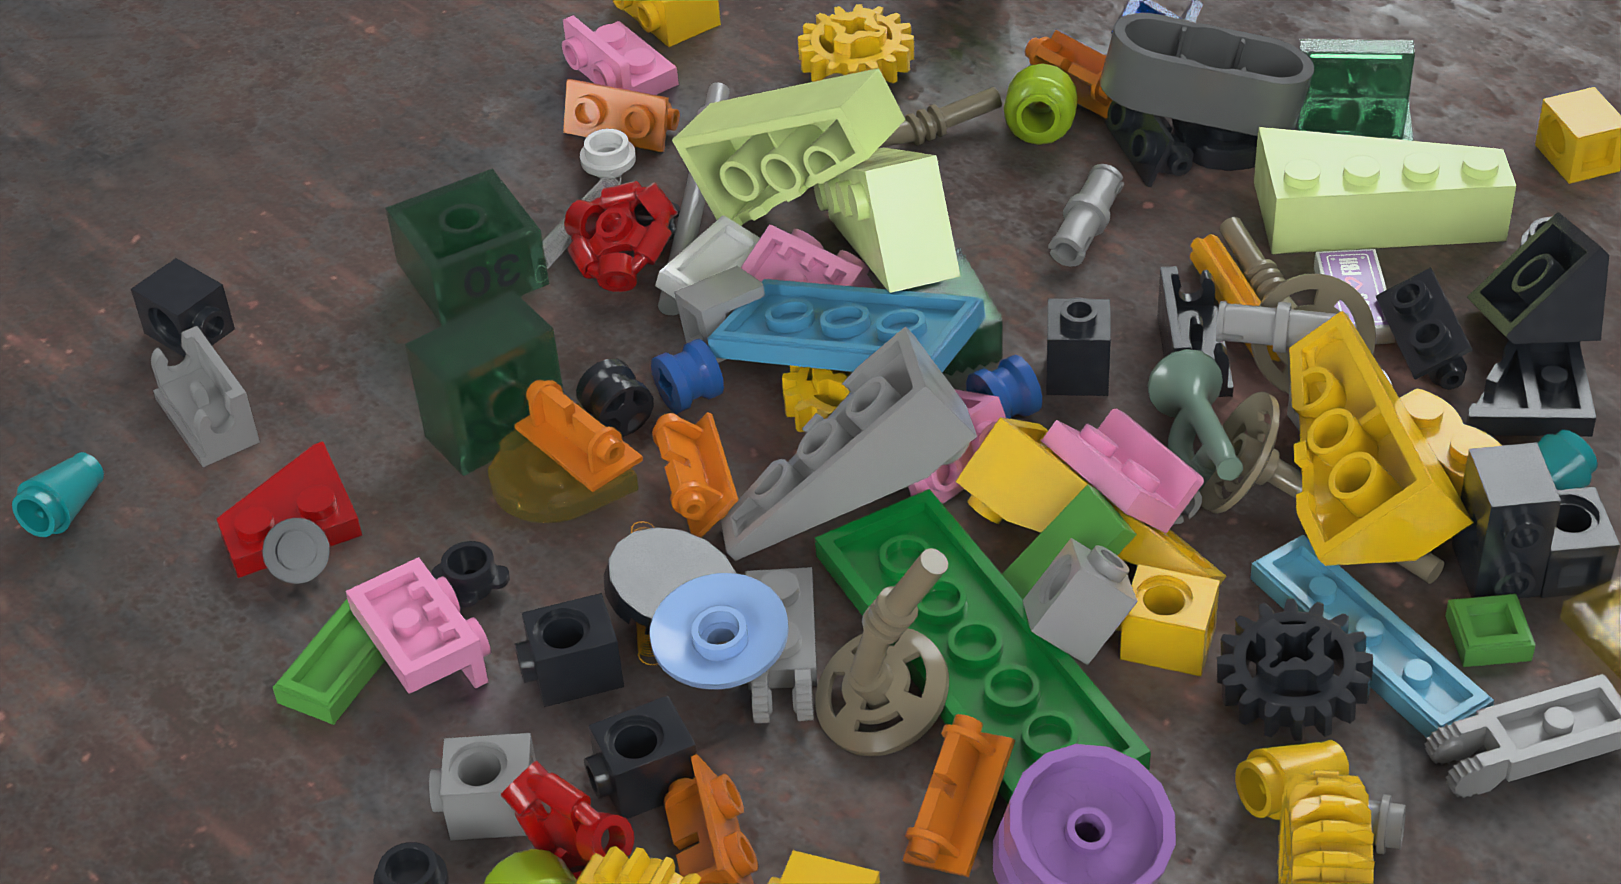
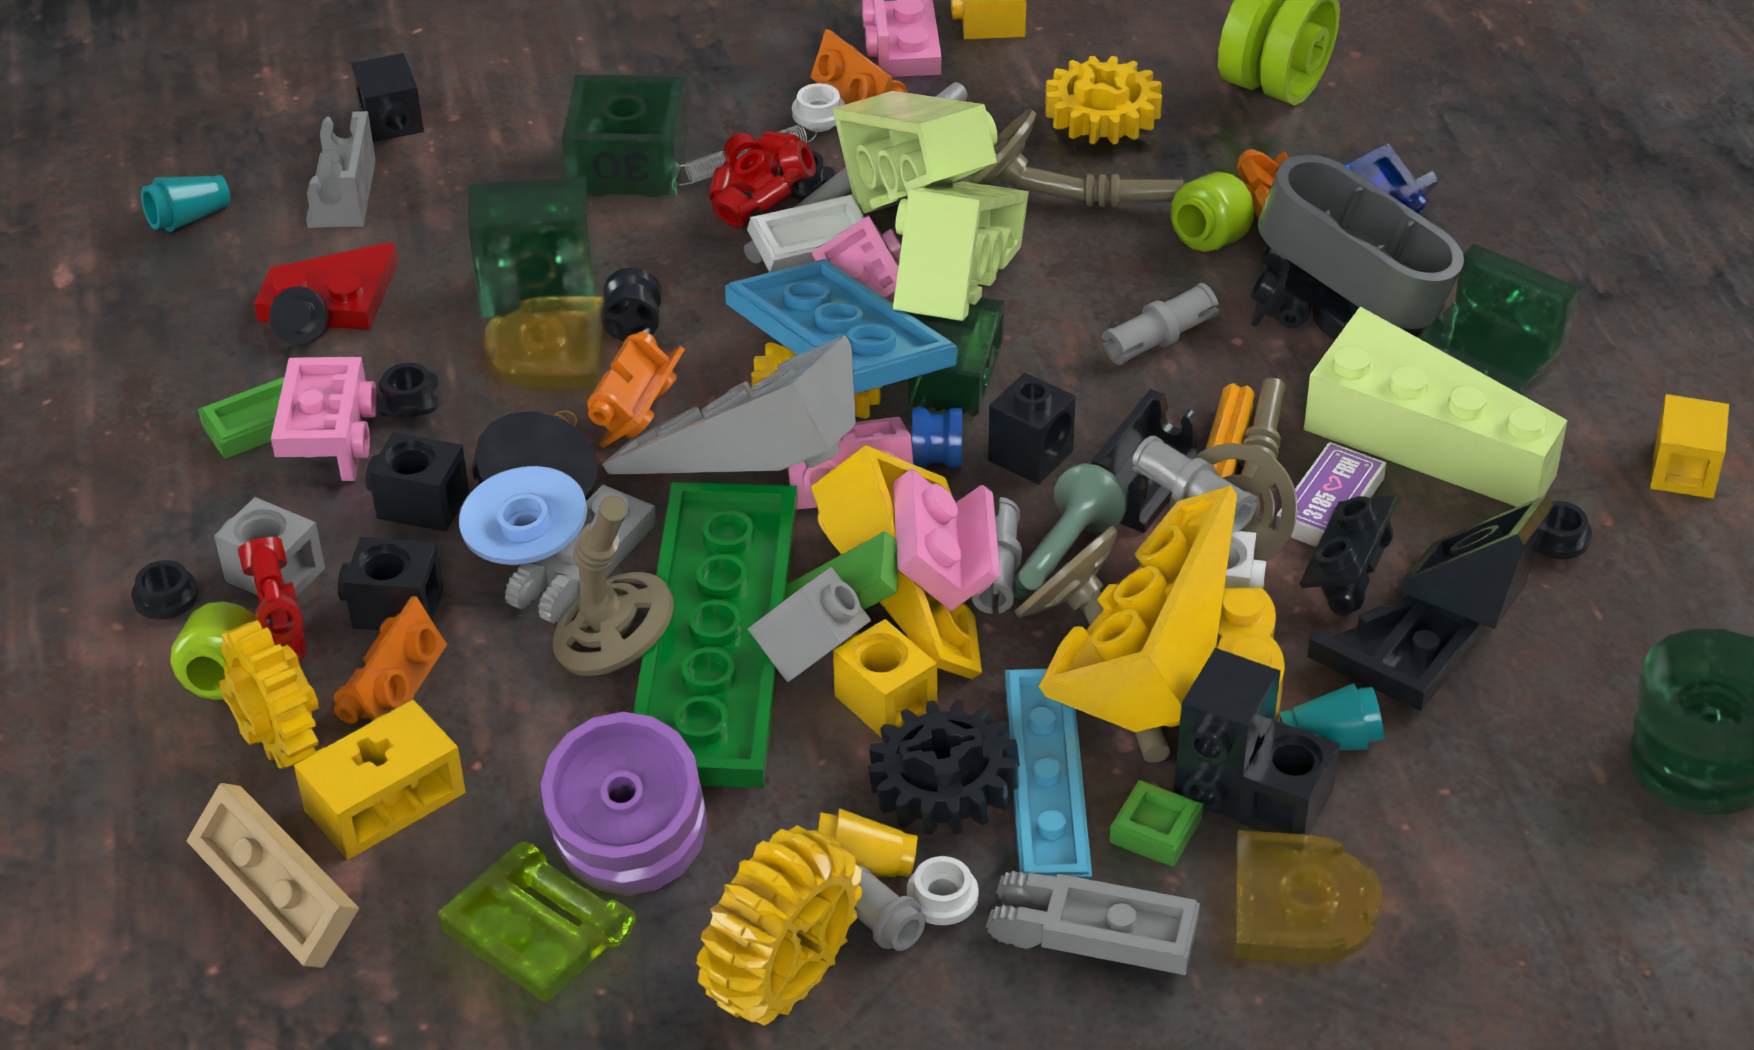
camera: 30 degrees right, 0 degrees up
(574, 437) = (565, 319): orange hinge -> none
(687, 375) = (702, 312): blue wheel -> none
(712, 300) = (769, 255): light grey panel -> none
(958, 798) = (594, 694): orange hinge -> none
(1395, 764) = (944, 877): none -> white plate

